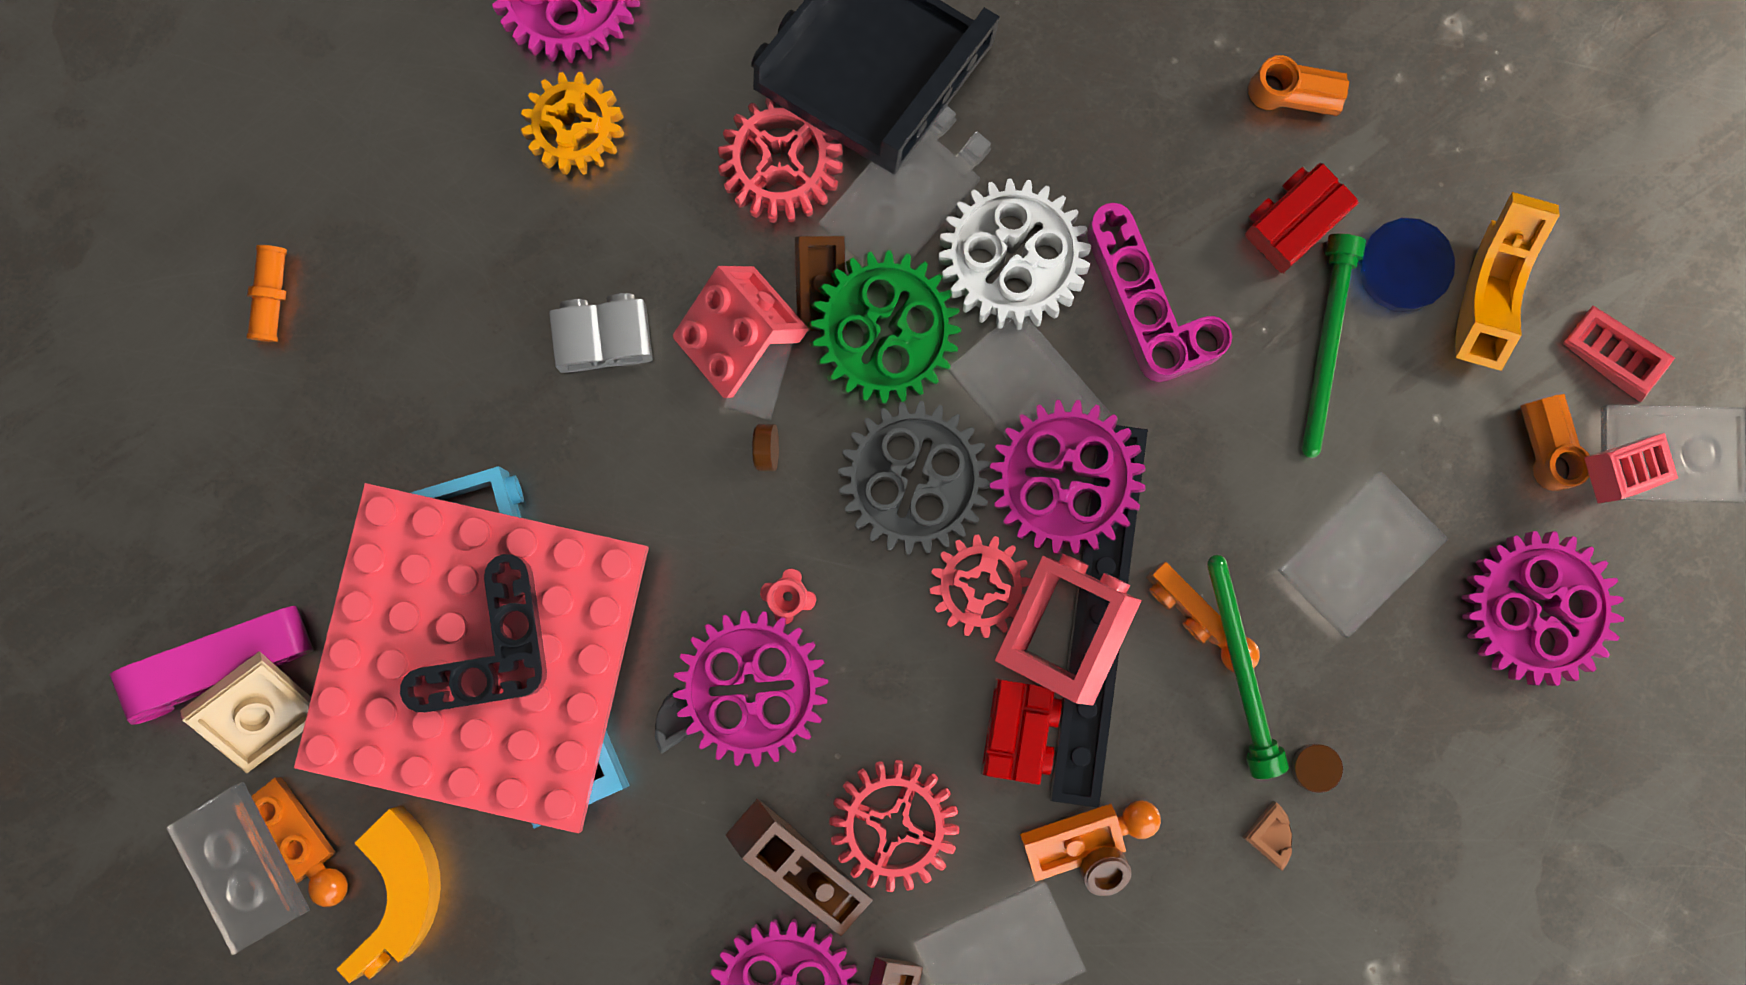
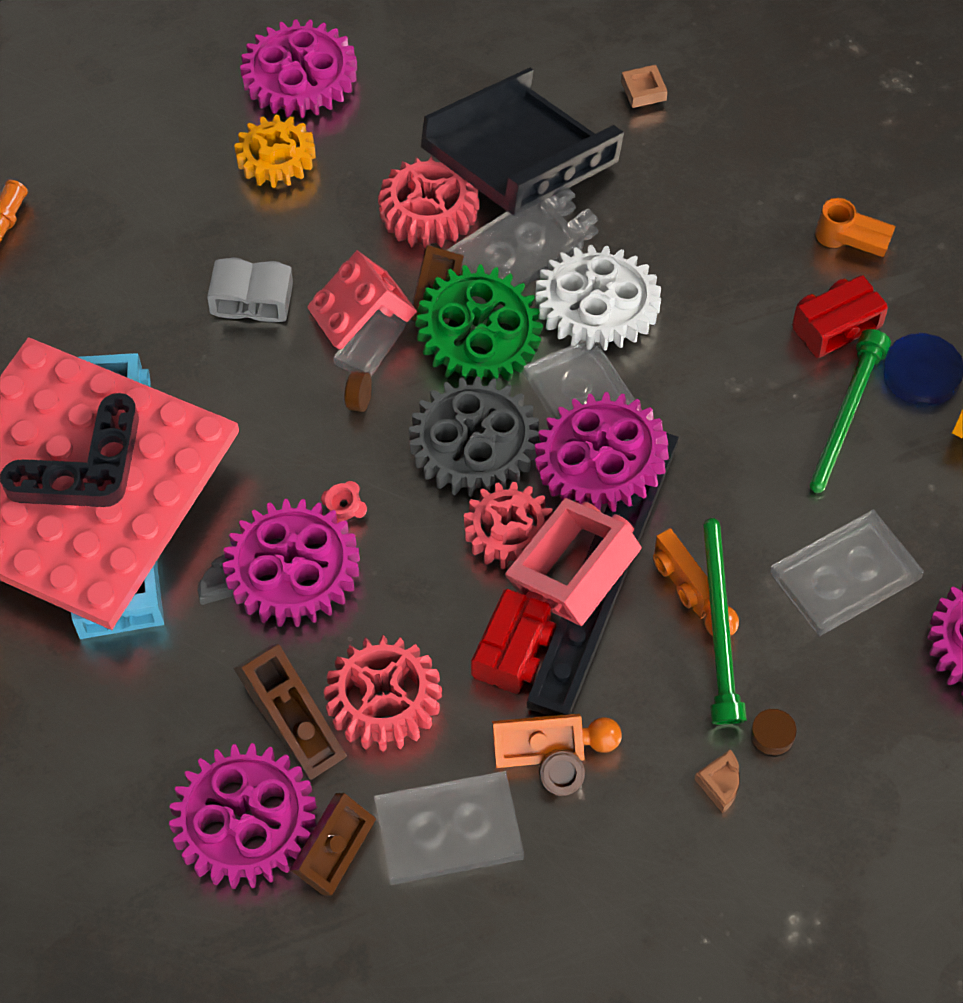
camera: 10 degrees right, 25 degrees down
(1148, 291) = (697, 341): dark pink beam -> none

